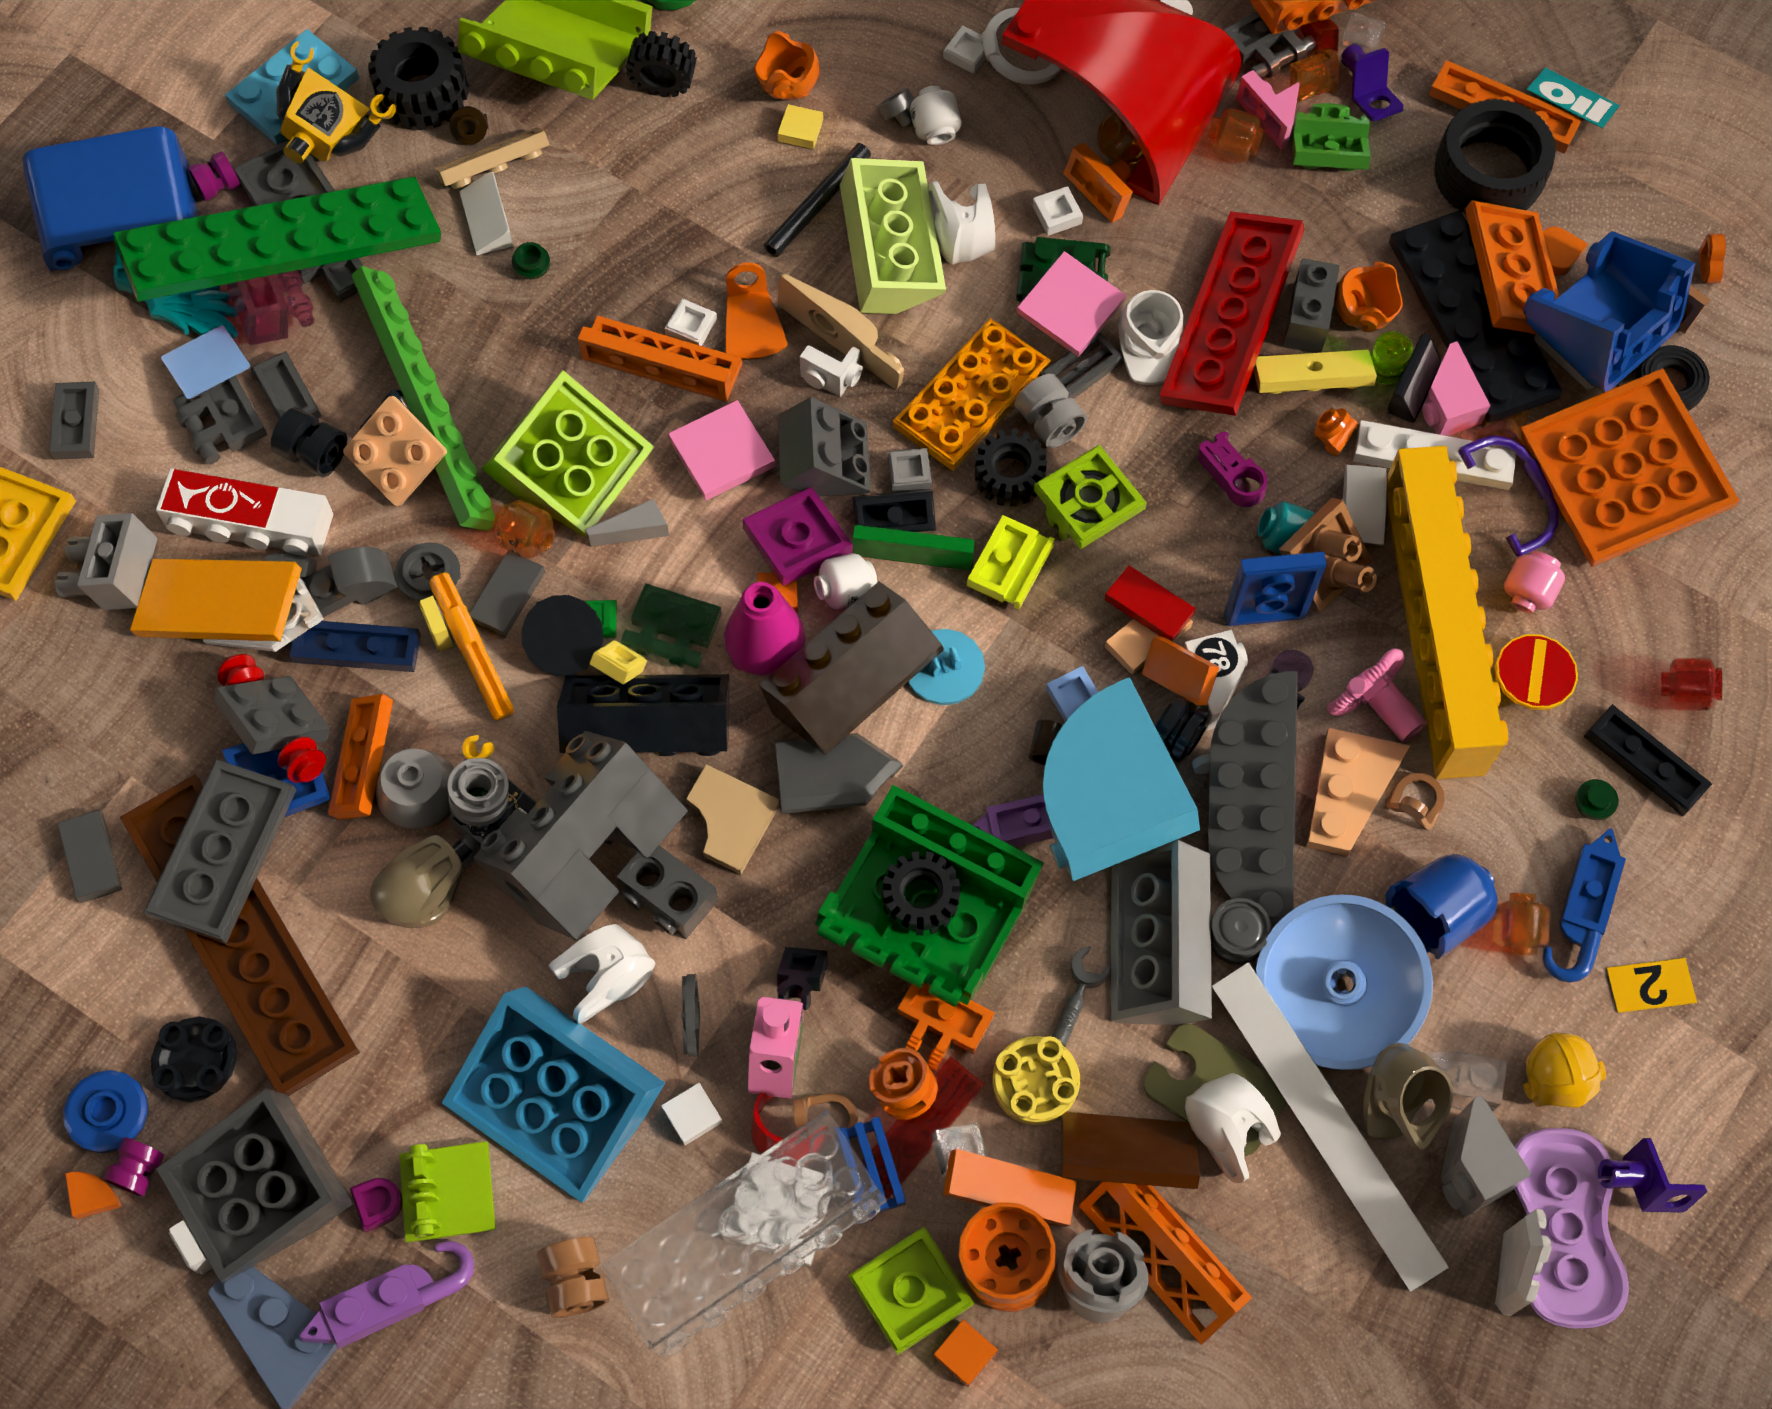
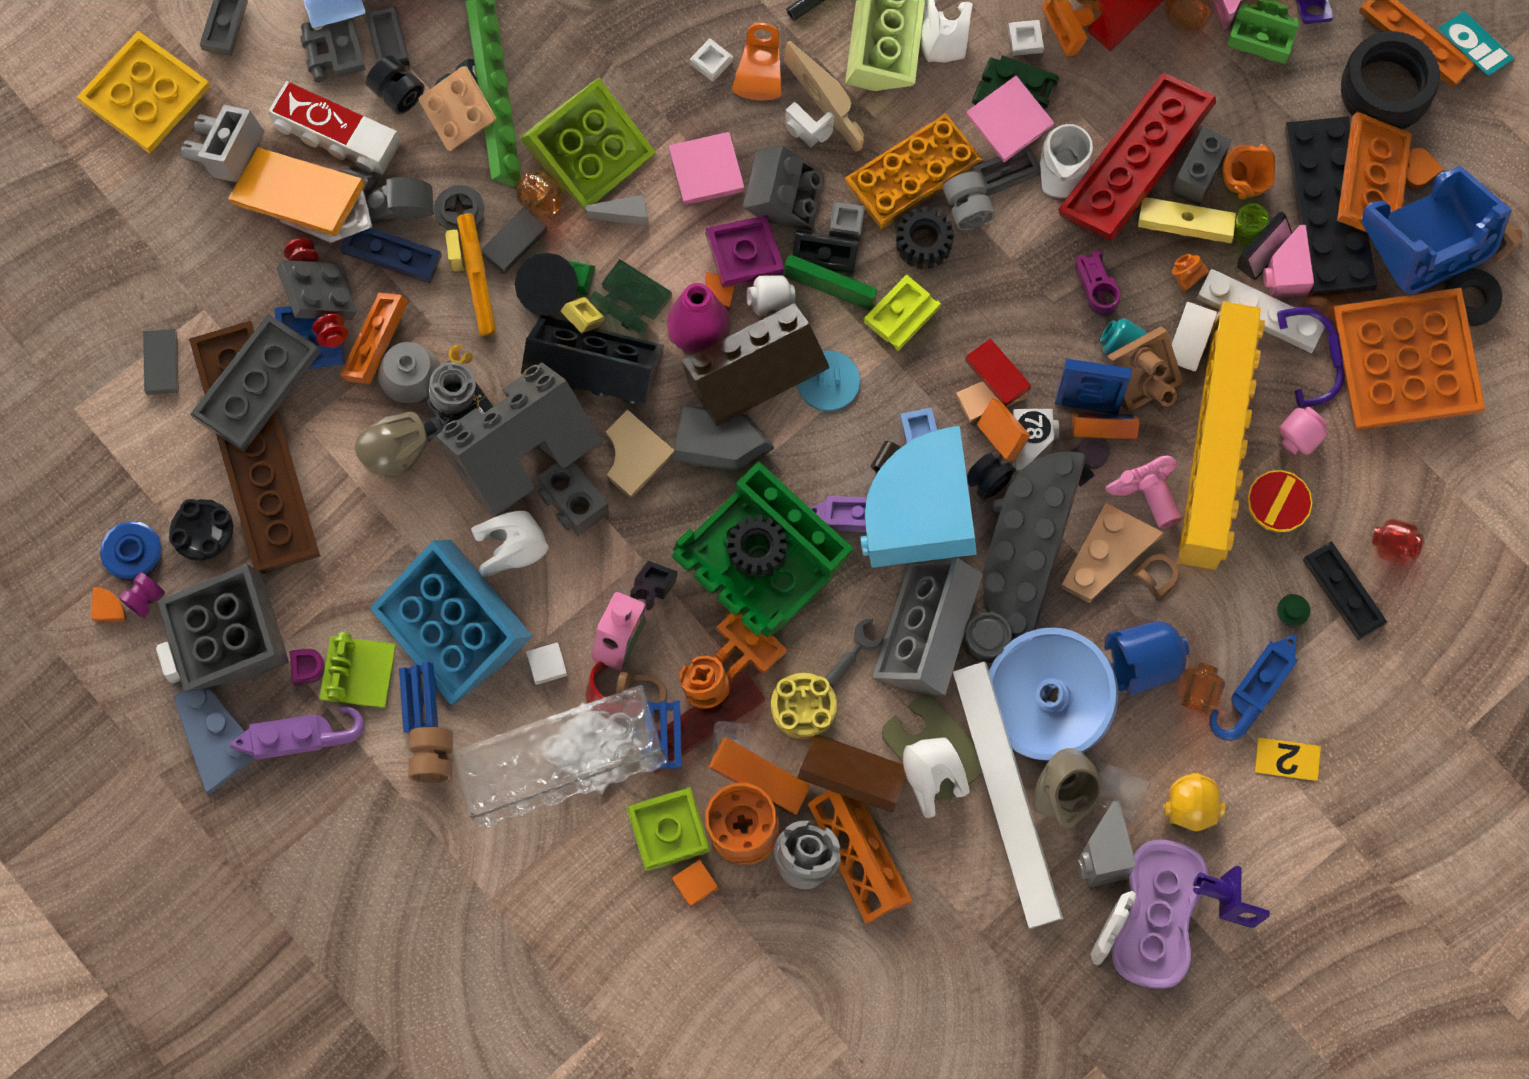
camera: 15 degrees right, 5 degrees up
(529, 1206) = (412, 698): none -> blue tile
(659, 364) = (679, 87): orange fence -> none
(690, 1015) = (564, 592): dark grey wheel -> none
(1092, 498) = (978, 280): lime piece -> none
(1298, 635) = (1105, 425): none -> orange slope

